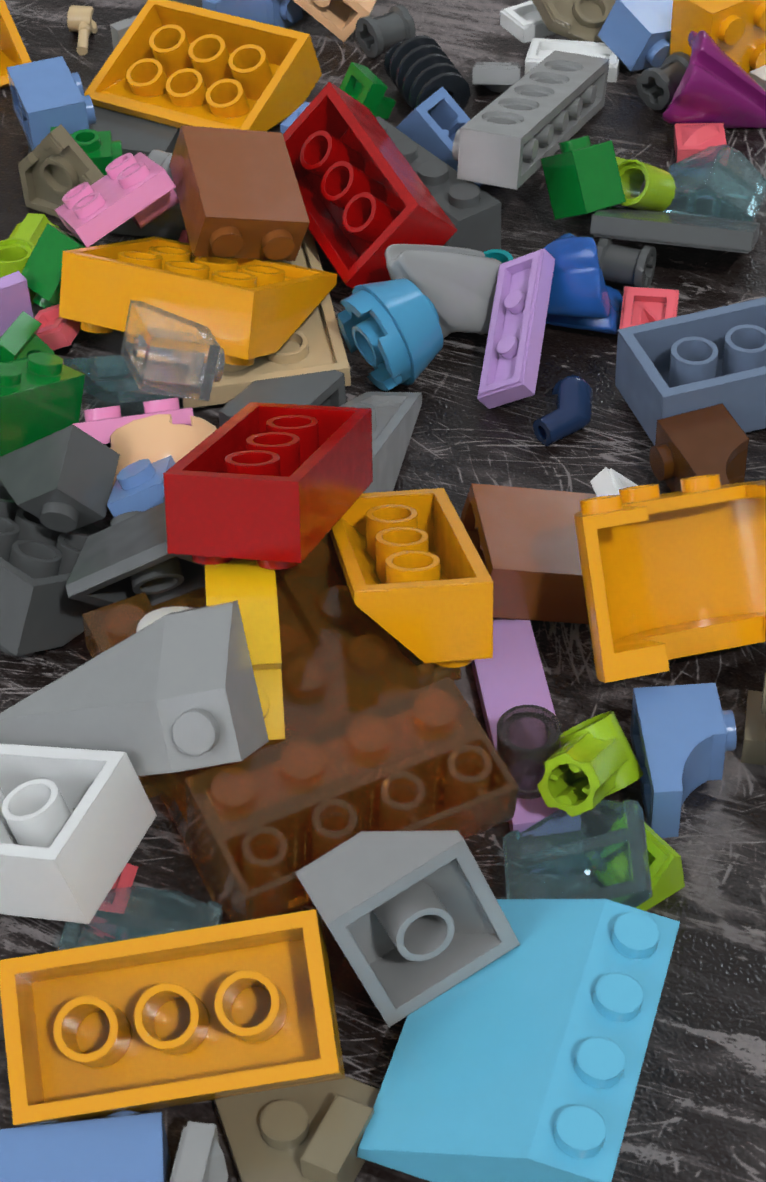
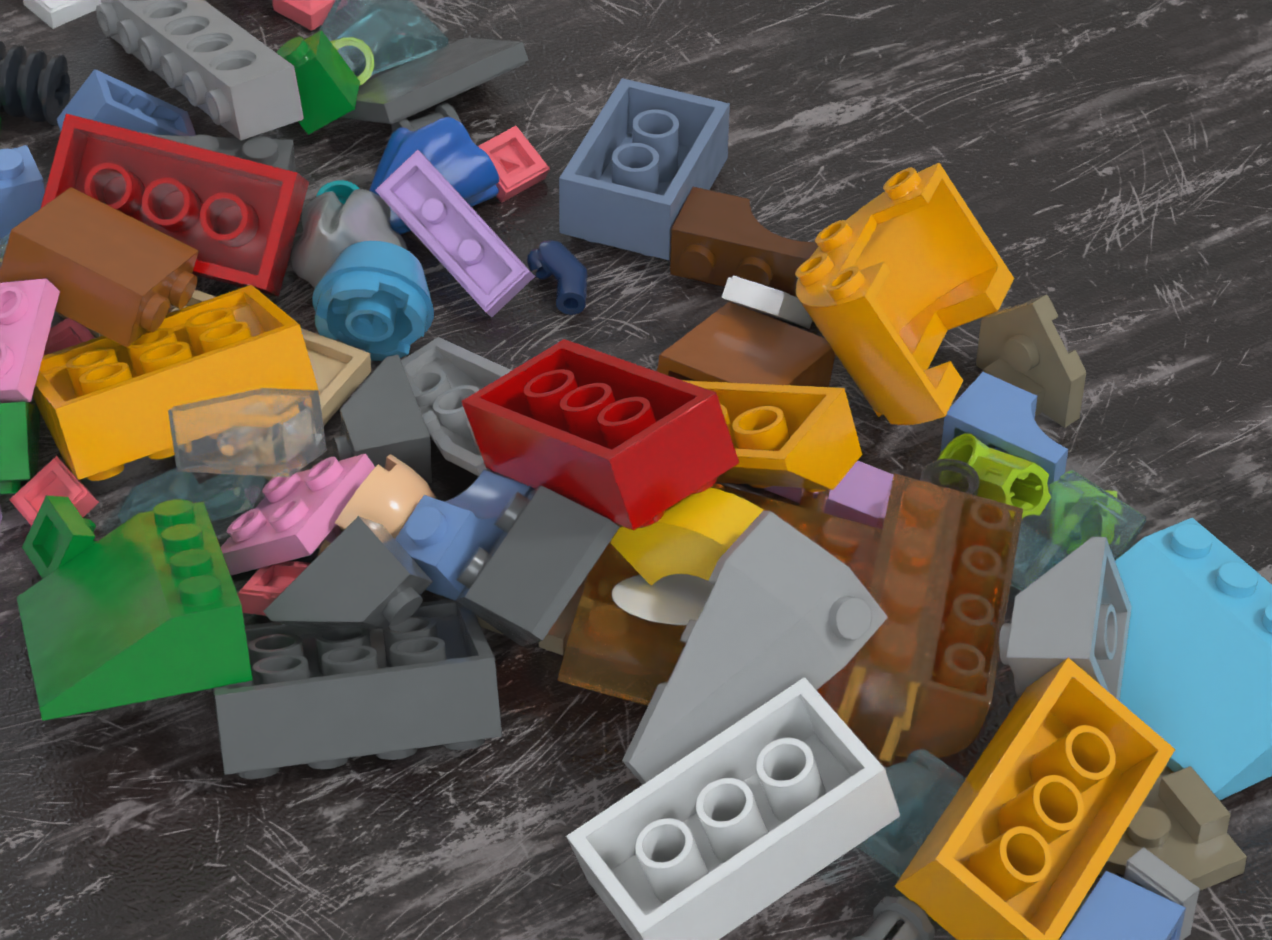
camera: 55 degrees left, 0 degrees up
(496, 75) = (52, 36): light grey tile -> none

